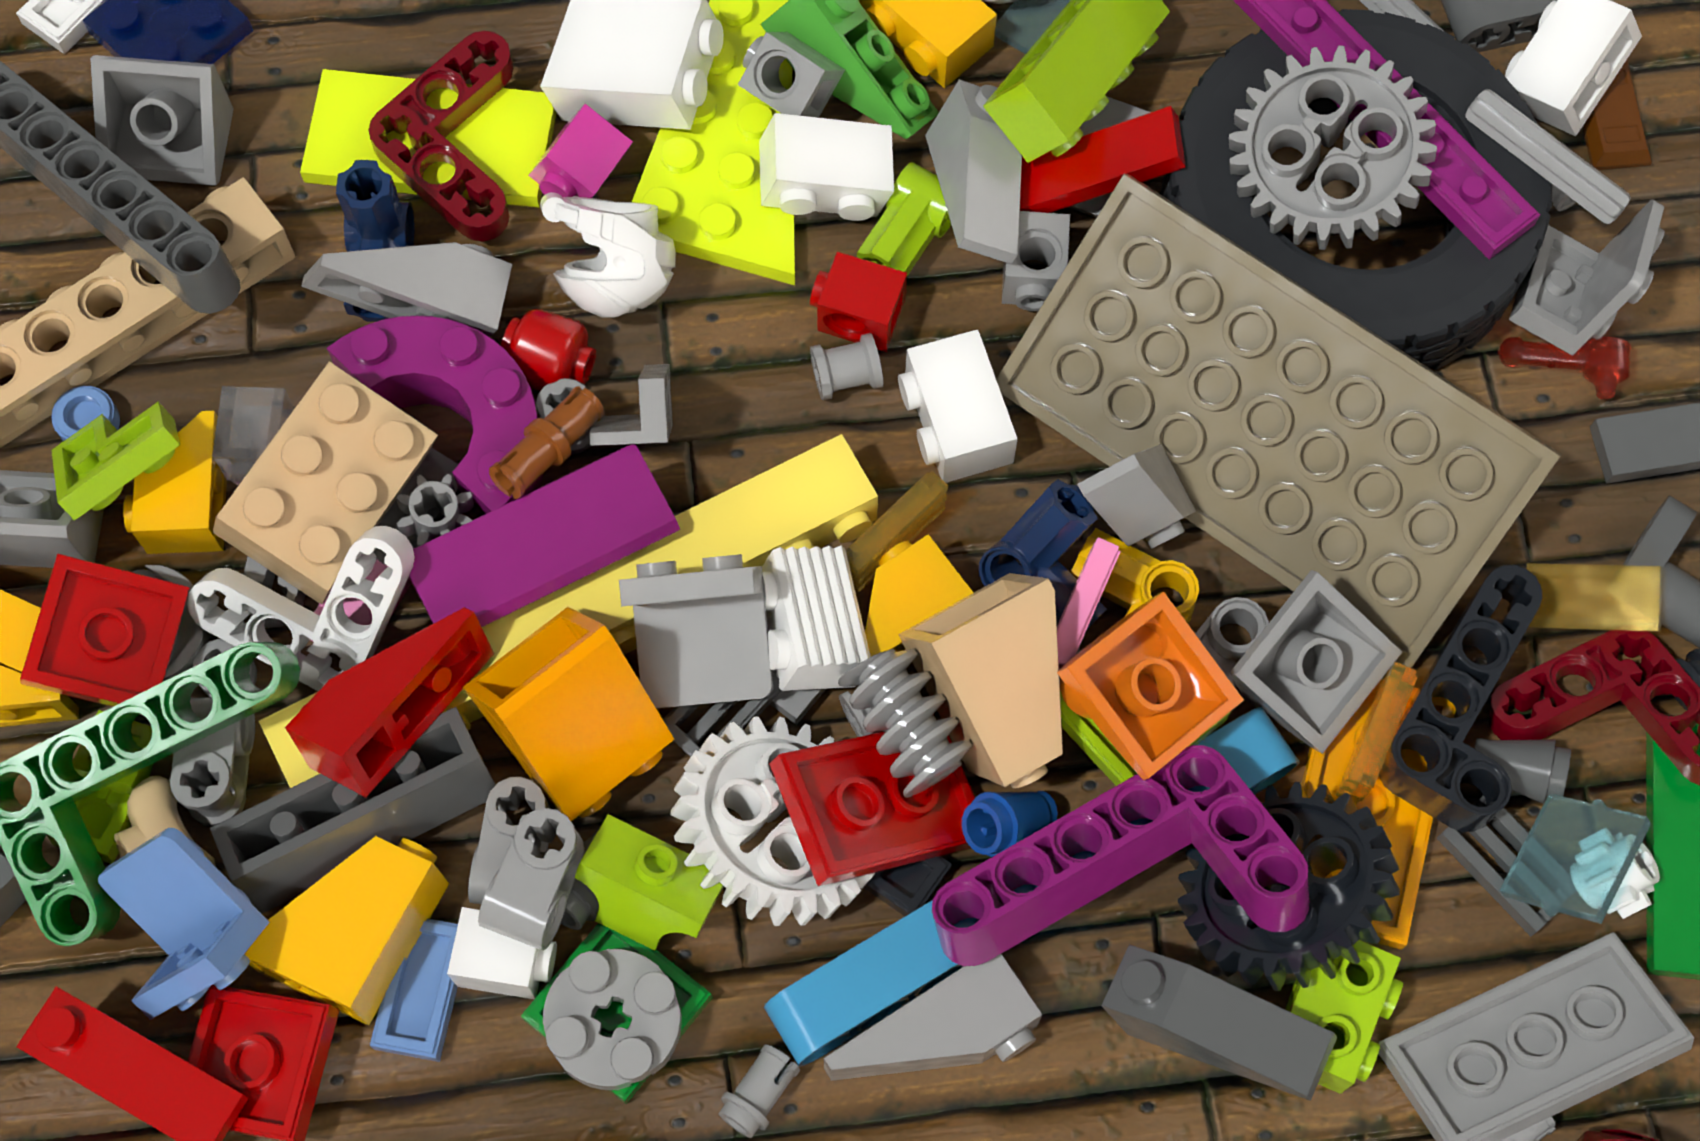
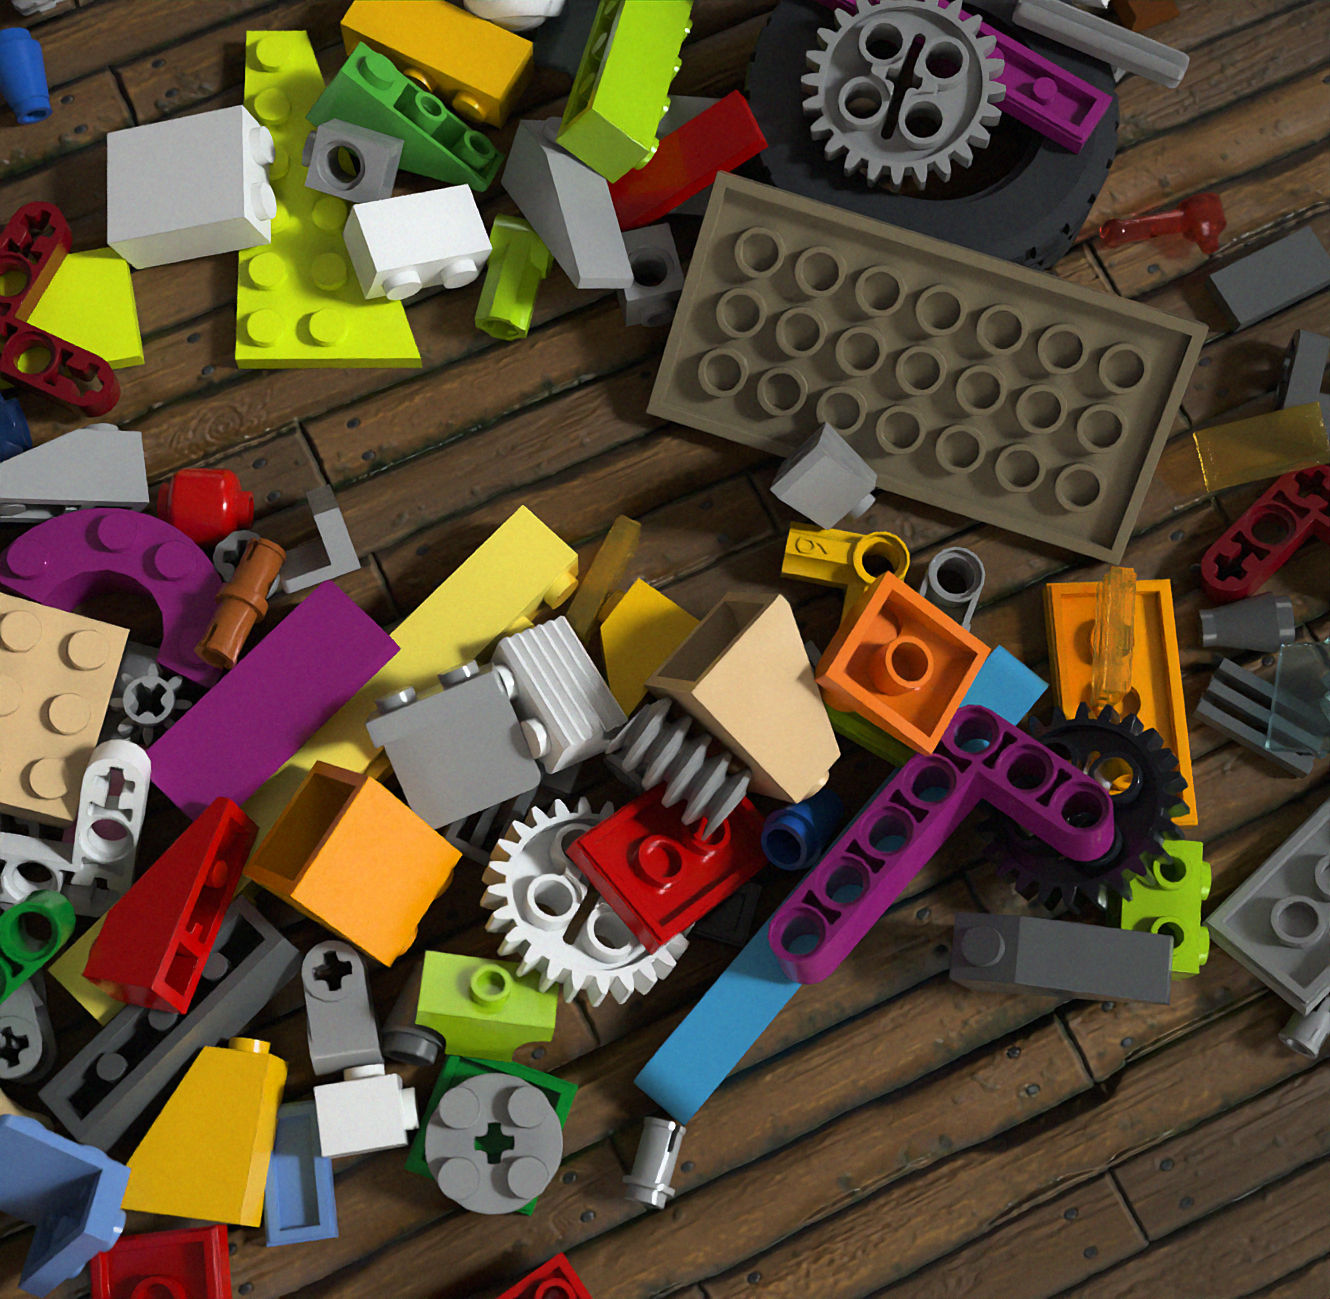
camera: 25 degrees left, 5 degrees up
(533, 890) = (377, 1055): light grey piece -> none
(580, 156) = (171, 305): dark pink brick -> none
(632, 257) = (257, 390): white helmet -> none
(846, 366) = (502, 434): light grey bush -> none
(859, 299) = (492, 365): red brick -> none
(950, 1025) = (816, 1036): light grey slope -> none
(958, 407) = (621, 441): white brick -> none
(1041, 540) = (746, 554): dark blue piece -> none
(1085, 598) = (810, 592): bright pink tile -> none
(1314, 663) = (1037, 589): light grey slope -> none
(1467, 688) = (1184, 571): black beam -> none
(1577, 292) = (1166, 156): light grey bracket -> none

